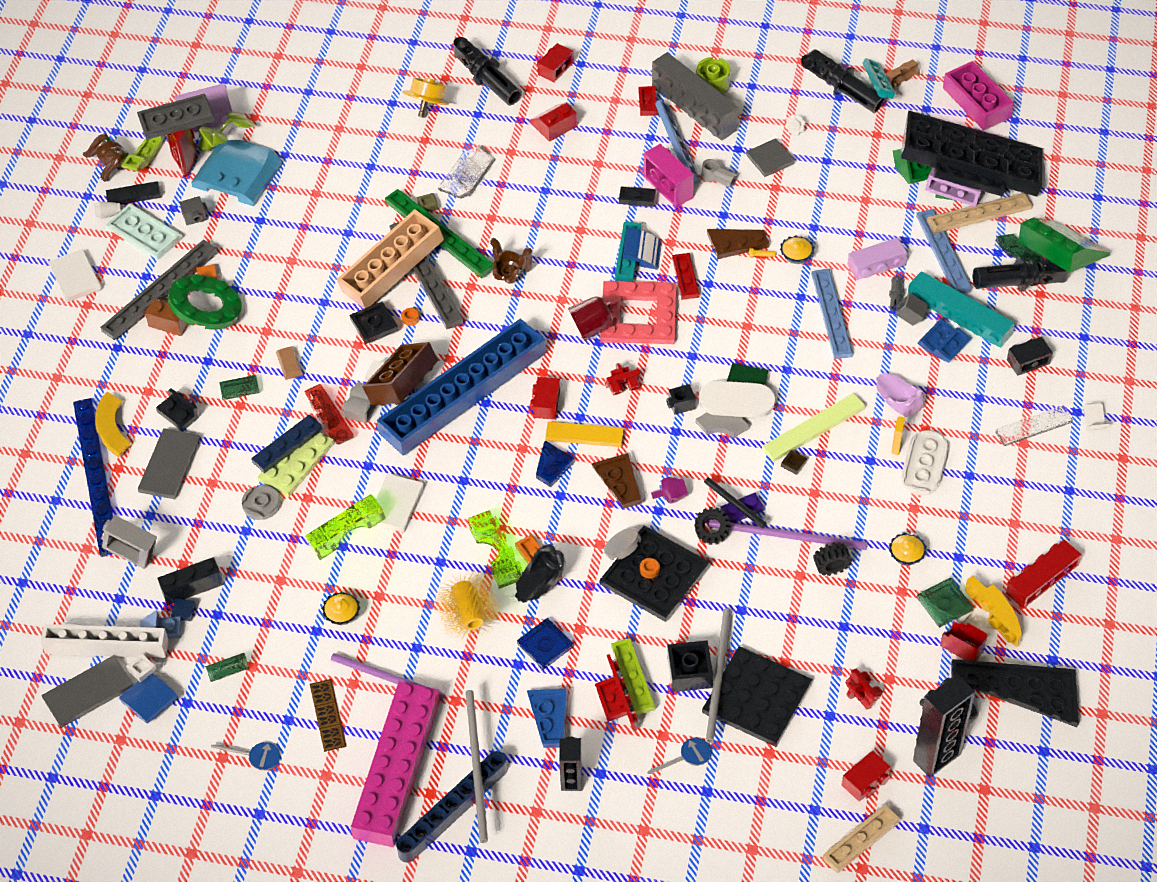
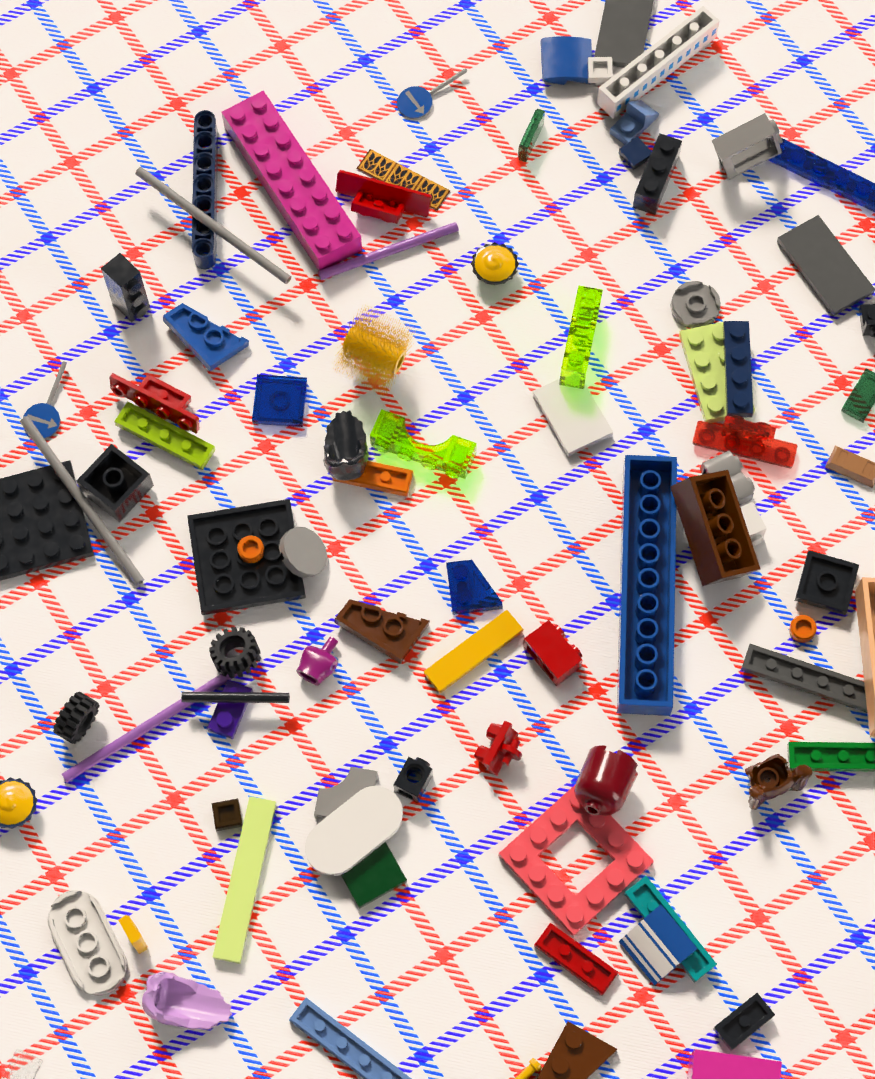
camera: 135 degrees right, 15 degrees up
(359, 704) = (381, 198): none -> red bracket

